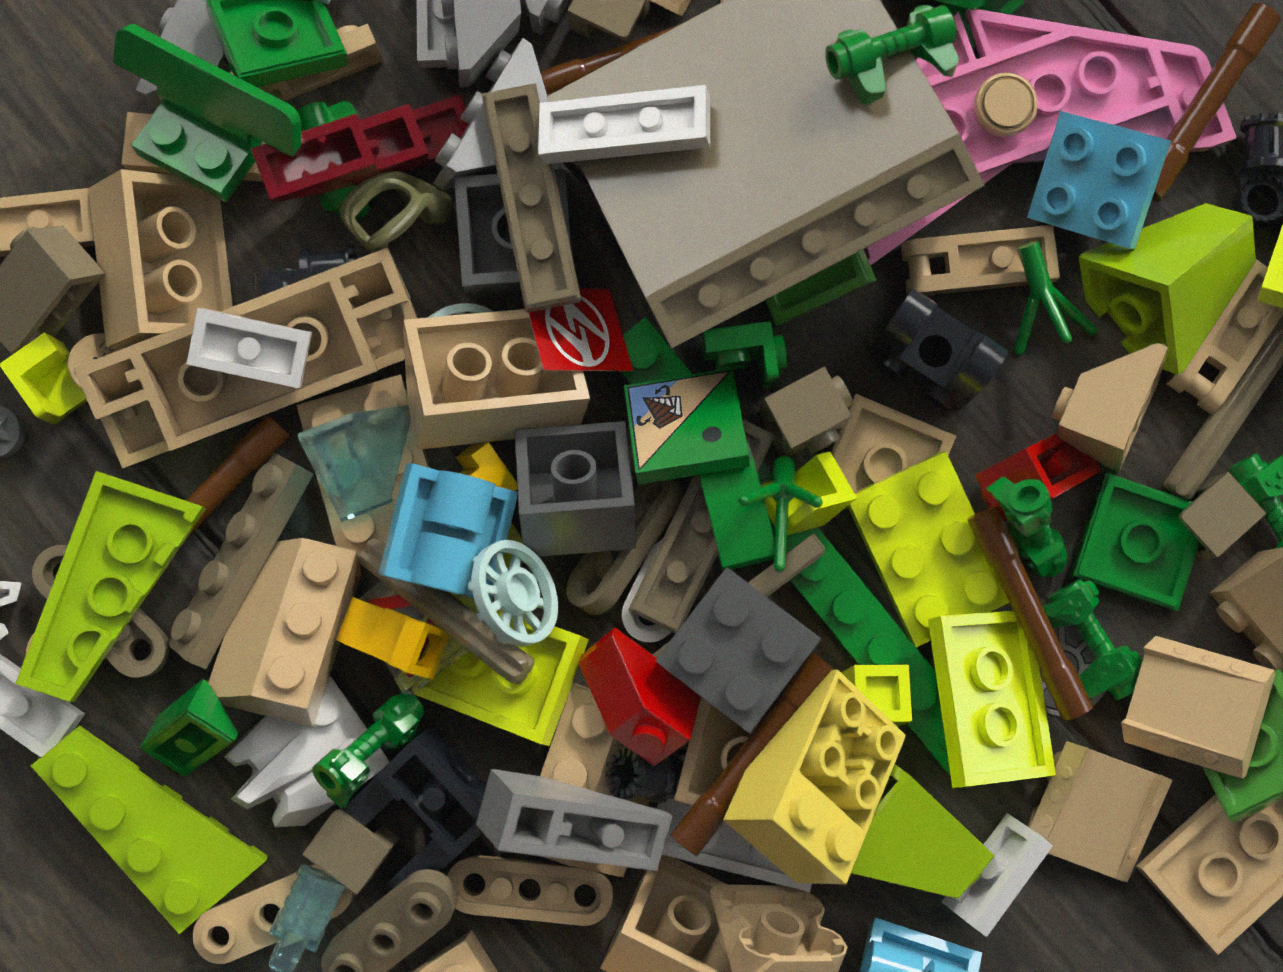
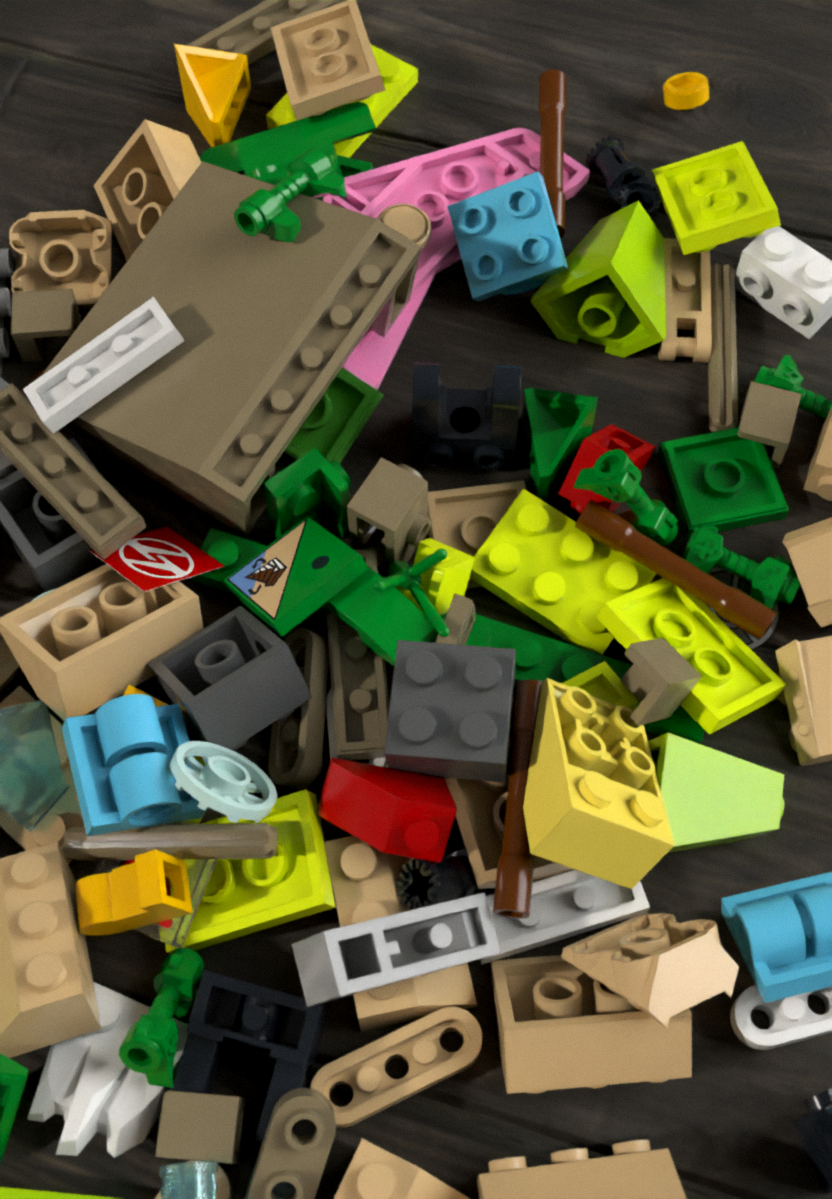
camera: 30 degrees left, 20 degrees down
(939, 720) = (657, 679): none -> dark tan panel
(976, 260) = (462, 342): tan plate -> none
(1008, 413) = (553, 433): none -> green slope
(1017, 856) = (804, 795): white plate -> none
(1042, 287) = (516, 334): green plant -> none
(1110, 405) = (628, 382): tan slope -> none

